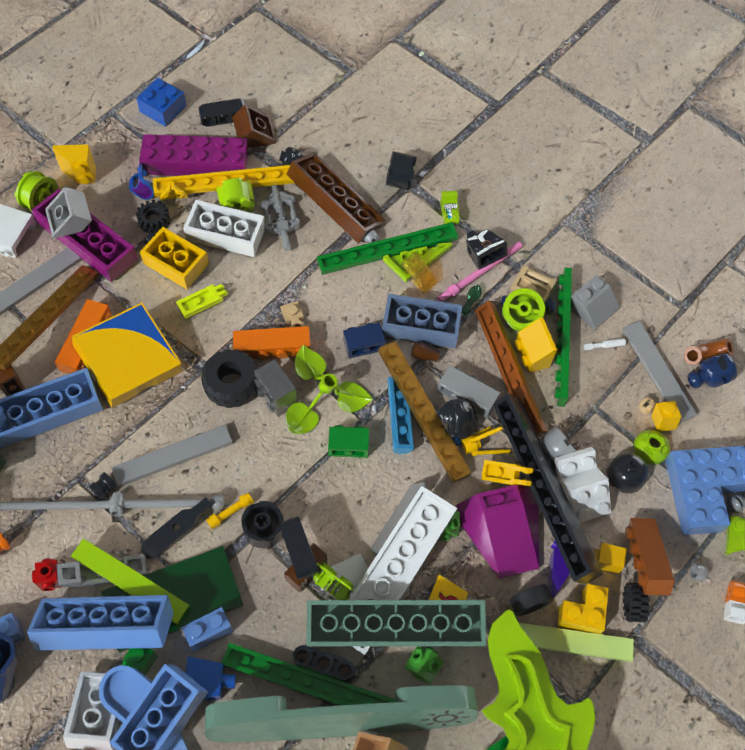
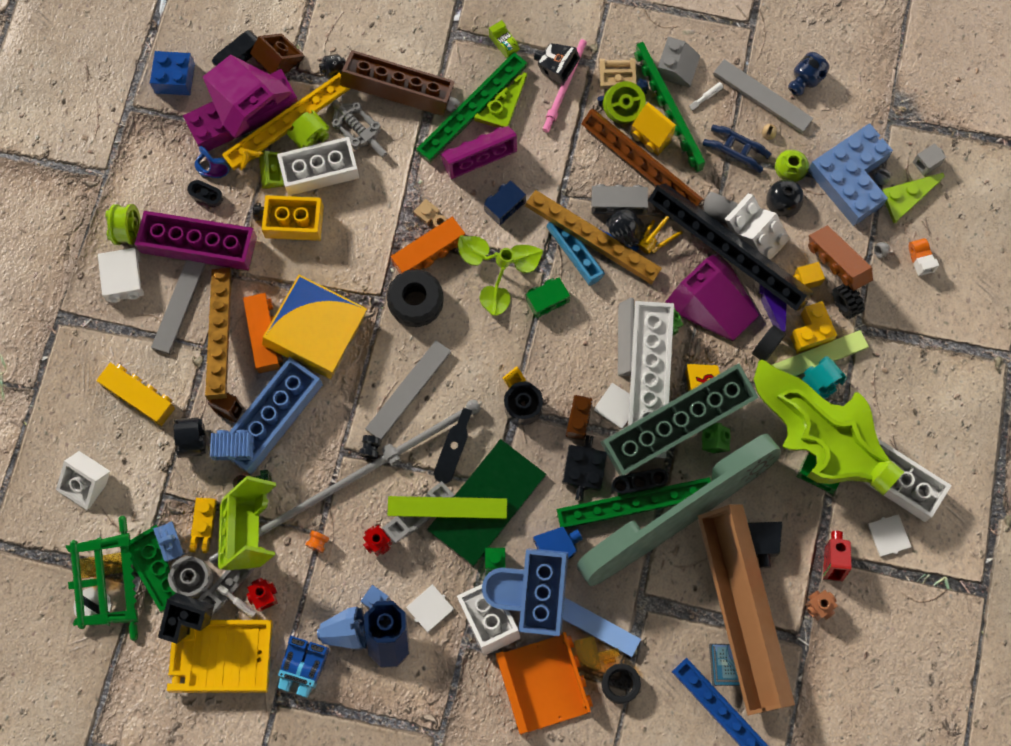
camera: 25 degrees left, 10 degrees up
(52, 669) = (430, 608): none -> white piece
(68, 213) = (174, 229): light grey slope -> none
(76, 162) = (138, 177): yellow slope -> none
(101, 623) = (450, 550): medium blue brick -> none
(121, 205) = (206, 194): none -> black plate
(153, 208) = (235, 183): black tyre -> none
(183, 213) = (270, 170): none -> lime slope
(199, 134) = (241, 91): none -> magenta wedge
(201, 300) = (341, 243): neon yellow hinge -> none
(207, 629) = (533, 508): medium blue brick -> none
(244, 501) = (480, 423): yellow bar -> none
(272, 495) = (513, 377): none -> yellow slope
(275, 388) = (460, 285): flat silver brick -> none
(281, 619) = (584, 467): none -> black plate
(298, 548) = (568, 405): black beam -> none
(328, 574) = (601, 411): lime hinge -> none
(366, 286) = (479, 152): none -> magenta slope
(401, 170) = (439, 26): black brick -> none
(421, 274) = (515, 114): clear yellow slope -> none
(422, 320) = (544, 158): sand blue brick -> none
(424, 352) = (561, 185): reddish brown cone -> none
(473, 295) = (572, 111): clear green piece -> none
(505, 473) = (691, 253): yellow hinge -> none
(567, 666) = (824, 377): none -> teal brick
(608, 414) = (726, 148): none -> dark blue piece
(666, 416) = (790, 133): yellow brick -> none
(695, 354) = (789, 61): dark orange cylinder -> none

